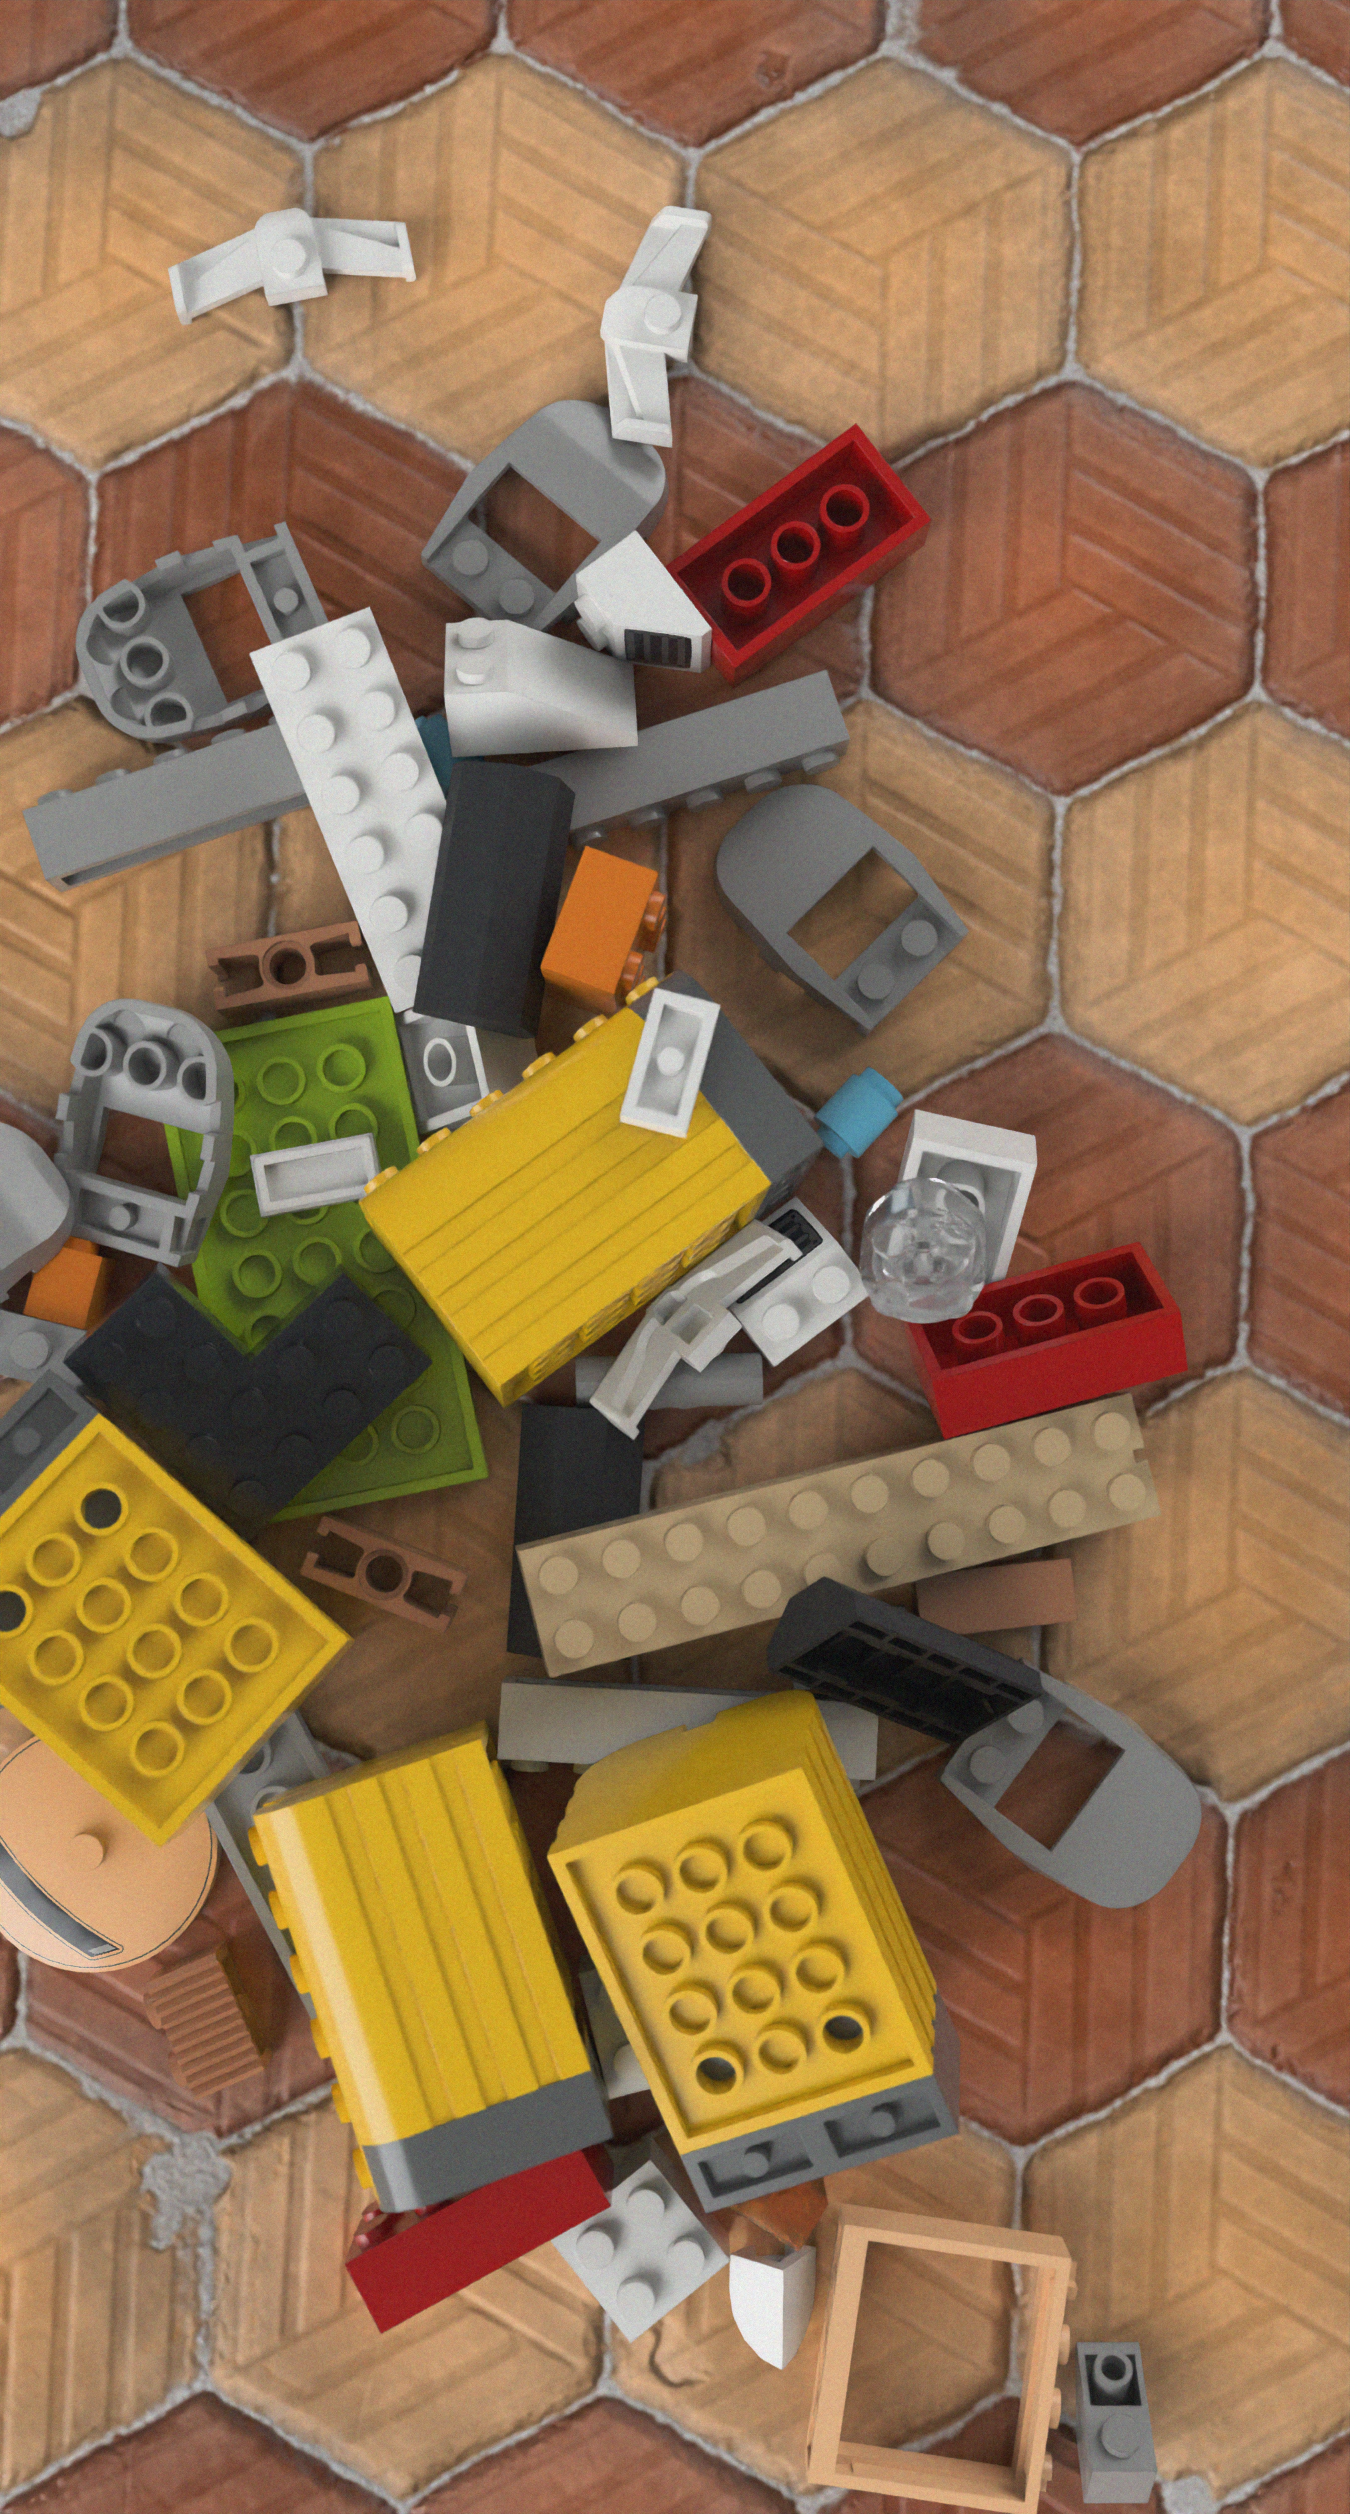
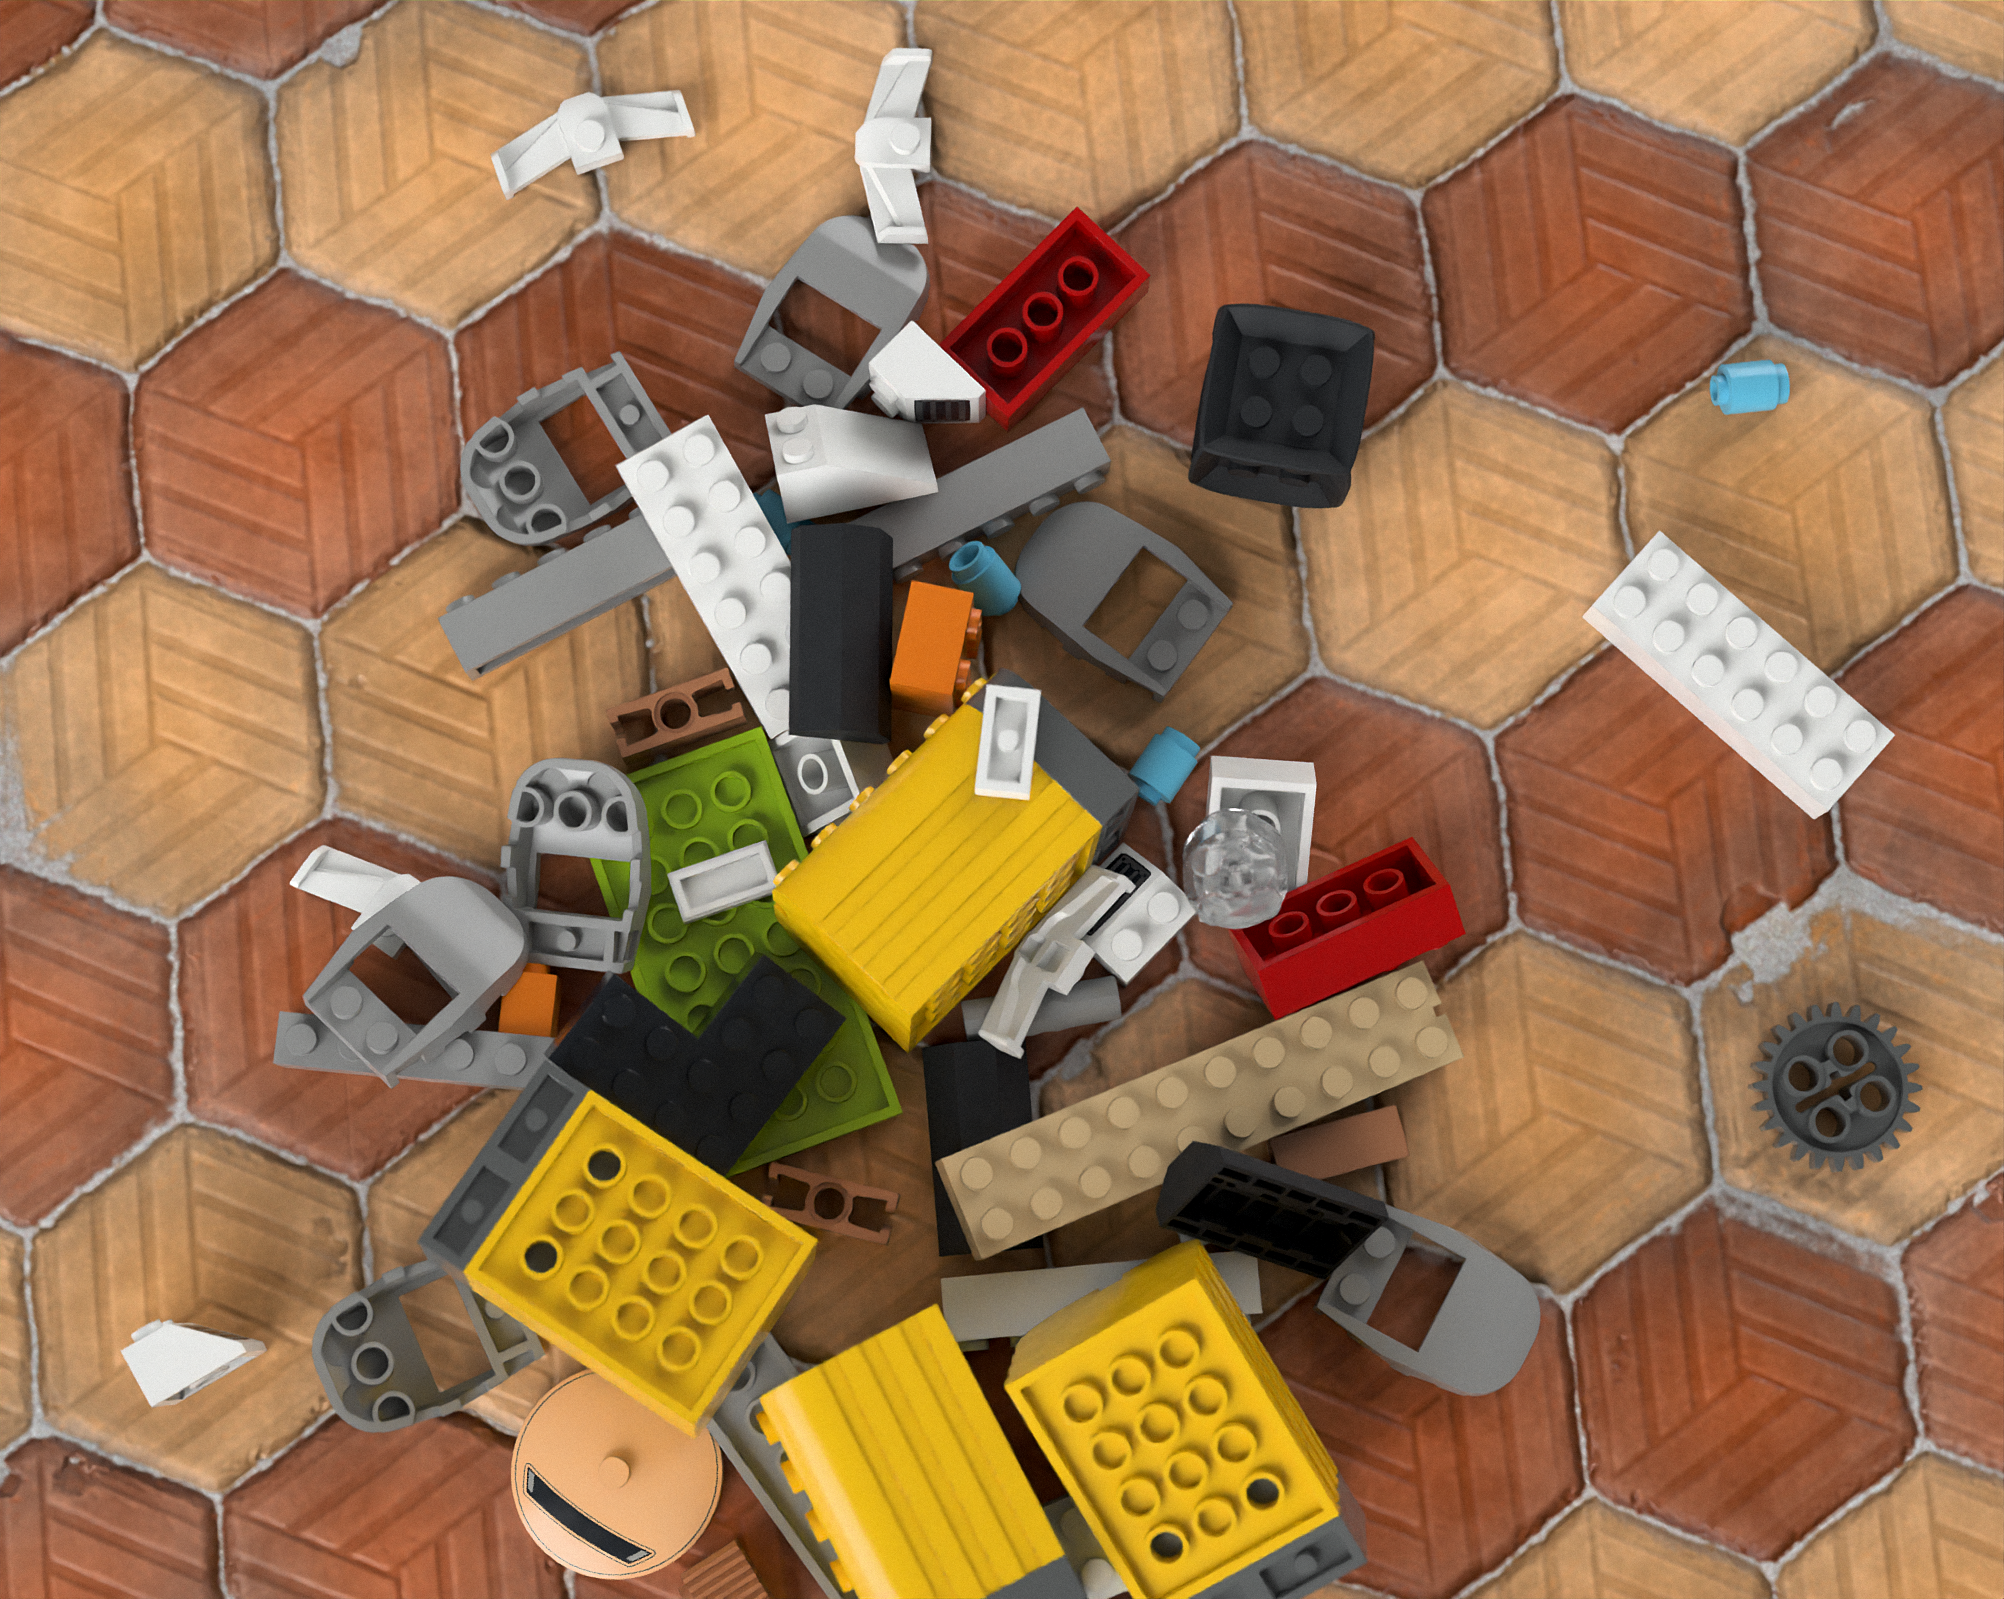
camera: 10 degrees left, 5 degrees down
(680, 857) = (986, 575): none -> medium azure brick
(1068, 699) = (1282, 406): none -> black piece

